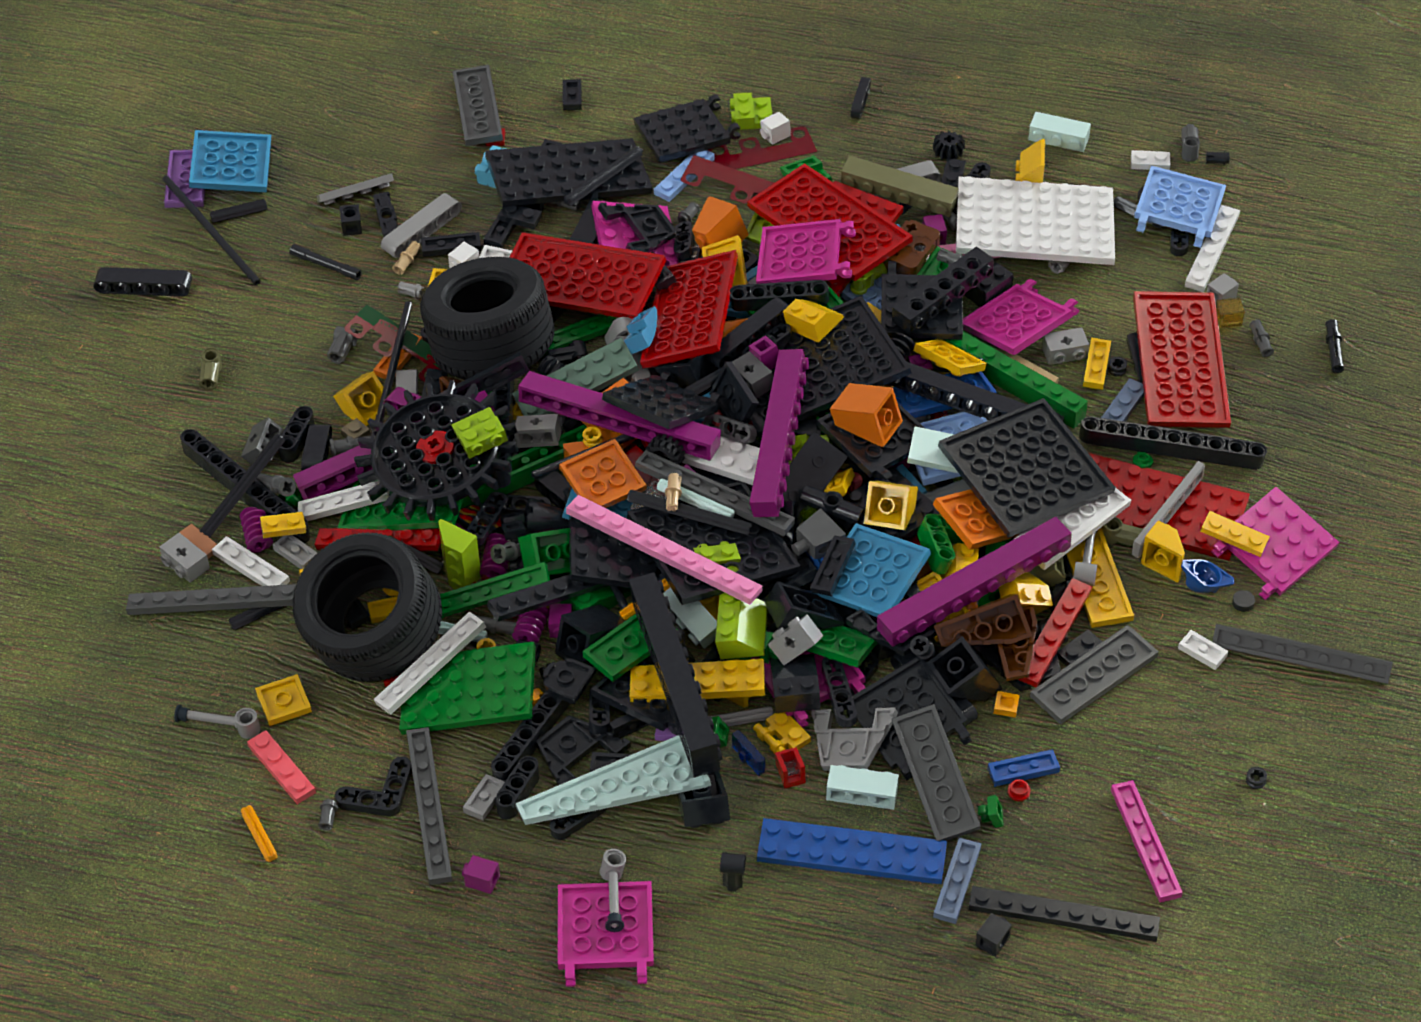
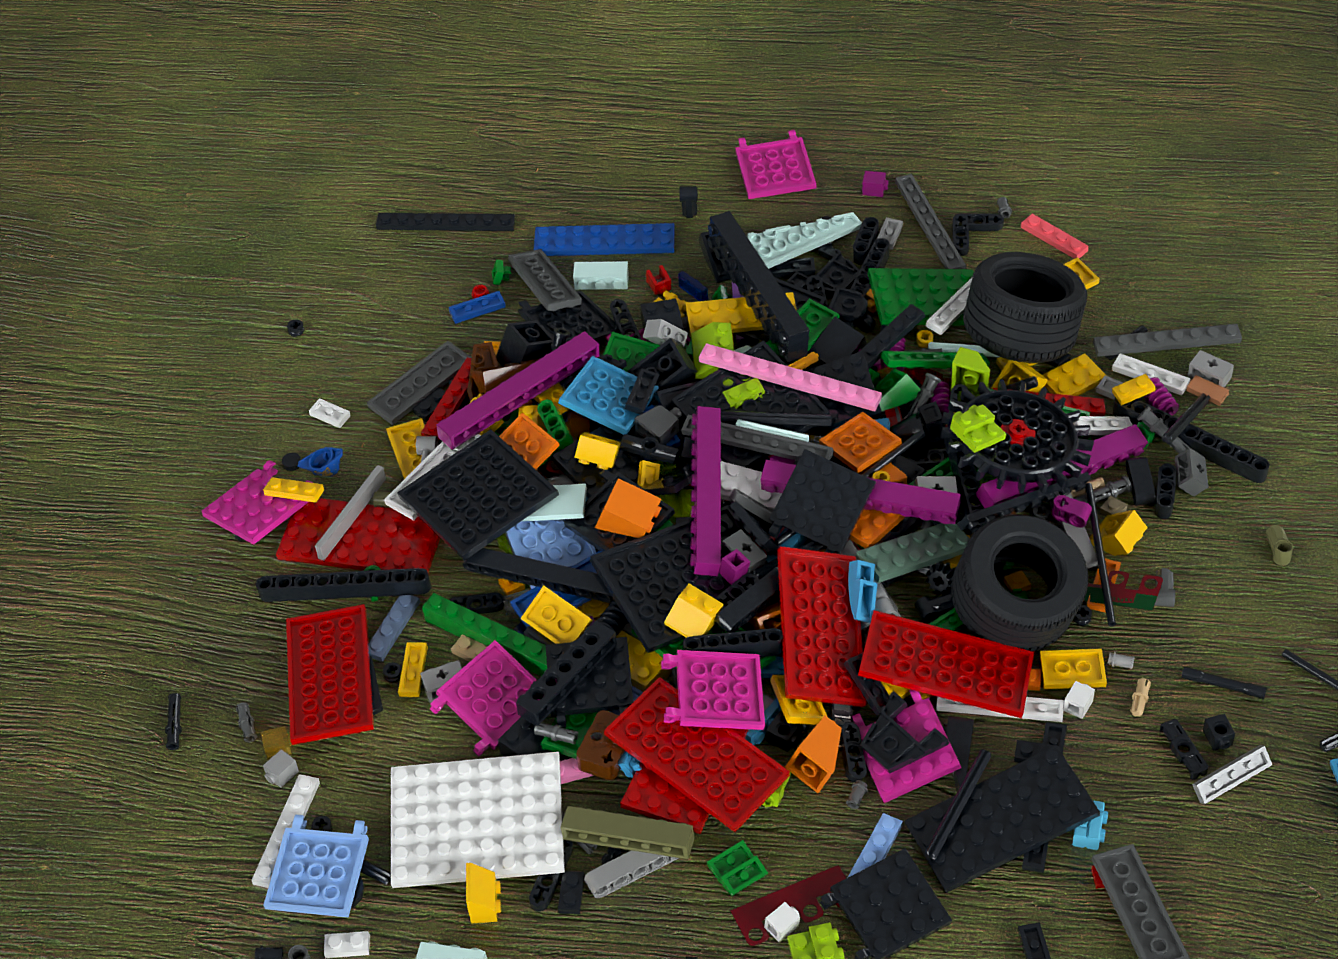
camera: 175 degrees right, 0 degrees up
(245, 719) = (1094, 256): light grey piece -> none
(259, 833) = (1050, 191): light orange axle -> none
(421, 224) = (1139, 737): light grey beam -> none
(447, 243) = (1100, 719): black plate -> none
(612, 870) = (777, 193): light grey piece -> none
(673, 491) = (791, 420): tan axle -> none
(741, 180) = (808, 848): dark red piece -> none
(851, 745) = (607, 291): light grey wing -> none
(938, 223) = (585, 798): magenta brick -> none
(948, 145) = (586, 922): black gear -> none
(957, 880) = (524, 227): sand blue plate -> none
(993, 934) = (496, 196): black brick -> none
(1146, 841) = (384, 271): dark pink plate -> none
(1163, 551) = (355, 471): yellow slope -> none
(1302, 653) = (255, 420): dark grey plate -> none

